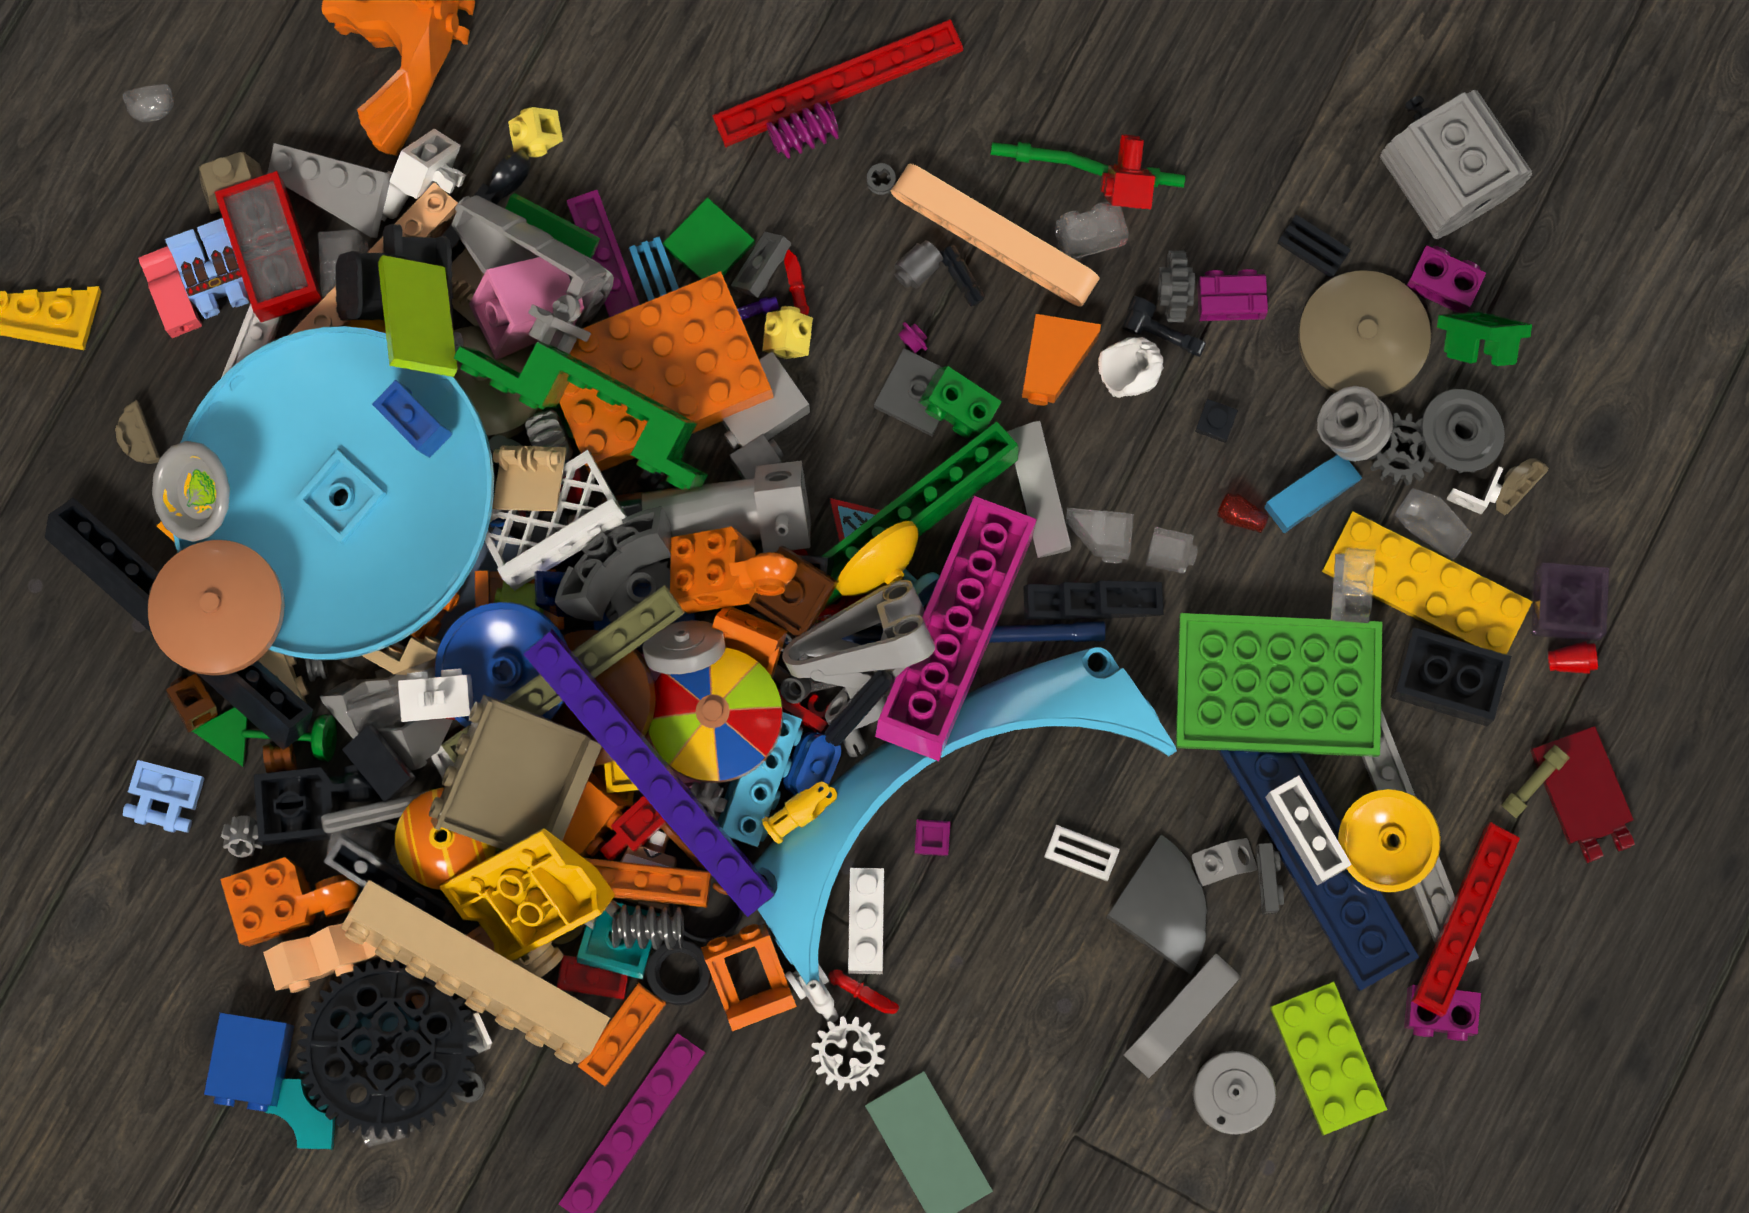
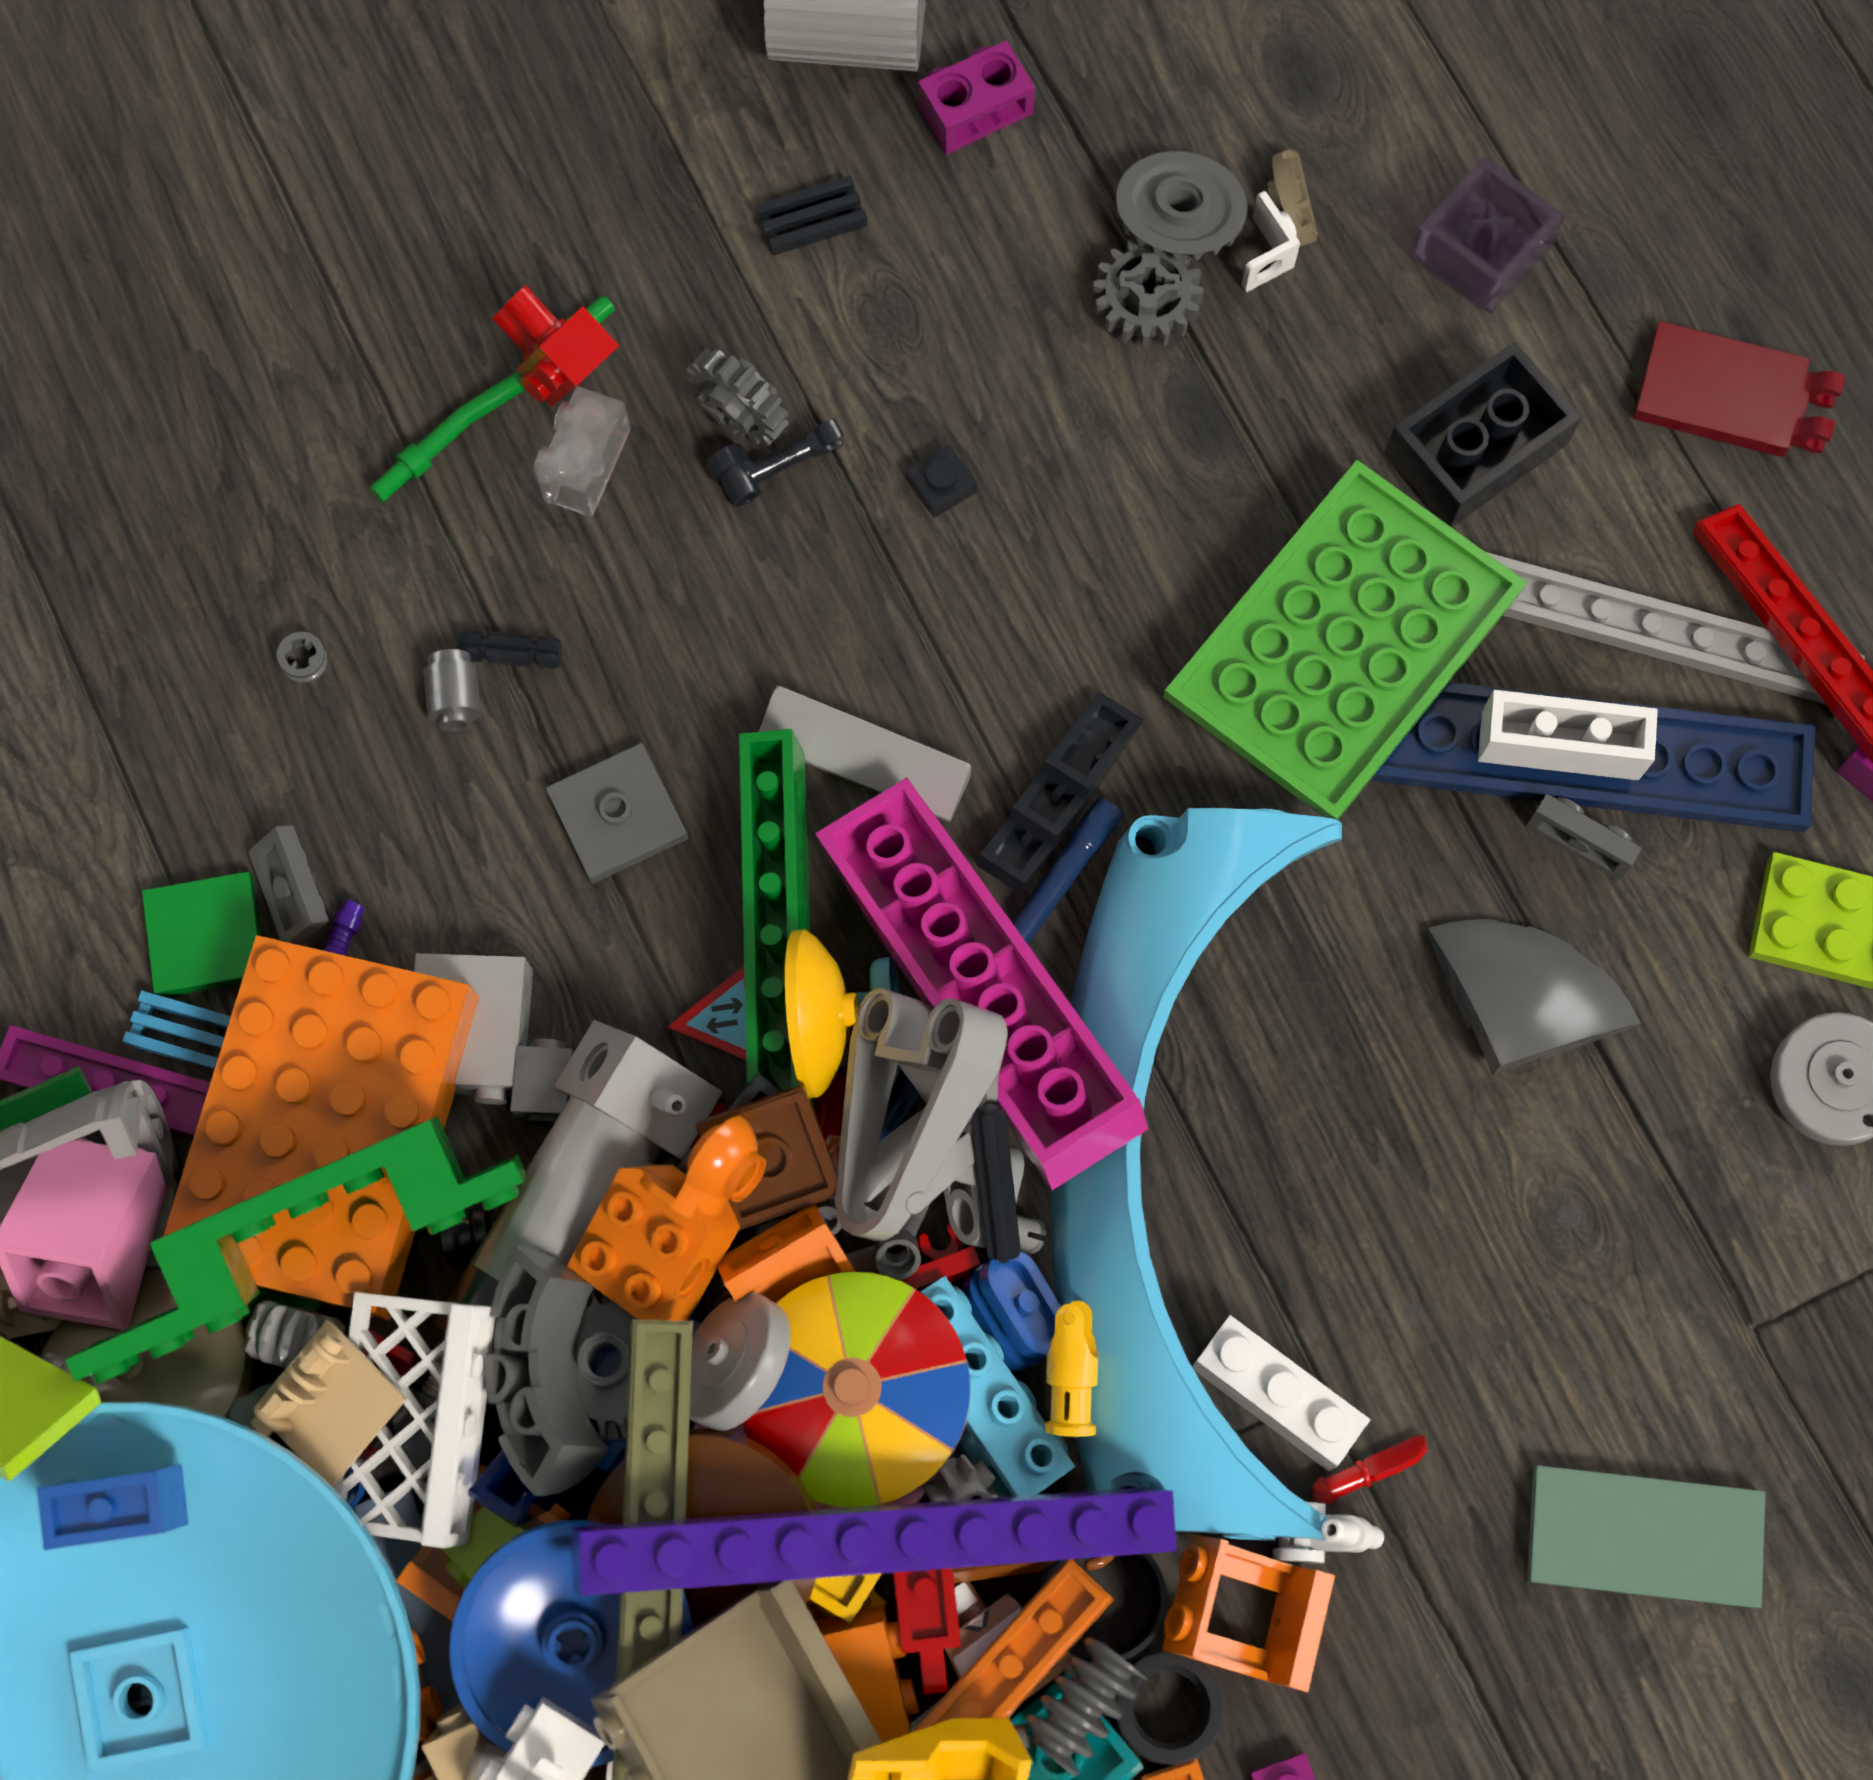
camera: 55 degrees left, 5 degrees down
(558, 327) = (151, 1205): light grey hips -> none
(787, 333) = (407, 917): light yellow brick -> none
(795, 281) = (353, 863): red piece -> none
(803, 129) = (155, 702): magenta piece -> none
(837, 1036) = (1443, 1585): white gear -> none
(839, 82) = (131, 624): red tile -> none
(913, 337) = (541, 765): magenta plate -> none
(932, 837) = (1223, 1224): magenta tile -> none
(959, 402) = (674, 766): green brick -> none
(995, 235) = (489, 570): light nougat beam -> none
(1050, 854) = (1343, 1070): white tile -> none
(1055, 355) = (705, 609): orange slope -> none
(1103, 532) = (983, 714): clear slope -> none
(1130, 366) = (795, 526): white hair -> none
(1171, 550) = (1068, 649): clear brick -> none
(1182, 1016) = (1715, 1110): light grey beam -> none
(1223, 861) = (1520, 878): light grey bracket -> none
(1232, 296) = (802, 345): magenta brick -> none
(1241, 513) = (1083, 533): clear red cone -> none
(1312, 492) = (1122, 433): dark azure slope -> none
(1353, 585) = (1284, 459): clear window -> none
(1355, 423) = (1050, 309): light grey wheel -> none
(1364, 333) = (969, 238): dark tan dish -> none
(1366, 836) = (1688, 638): yellow dish -> none
(1433, 522) = (1266, 321): clear slope -> none
(1435, 587) = (1335, 389): yellow plate -> none
(1500, 336) = (1083, 98): green panel -> none
(1515, 803) = (1672, 390): olive bar -> none
(1574, 658) = (1558, 283): red cone -> none

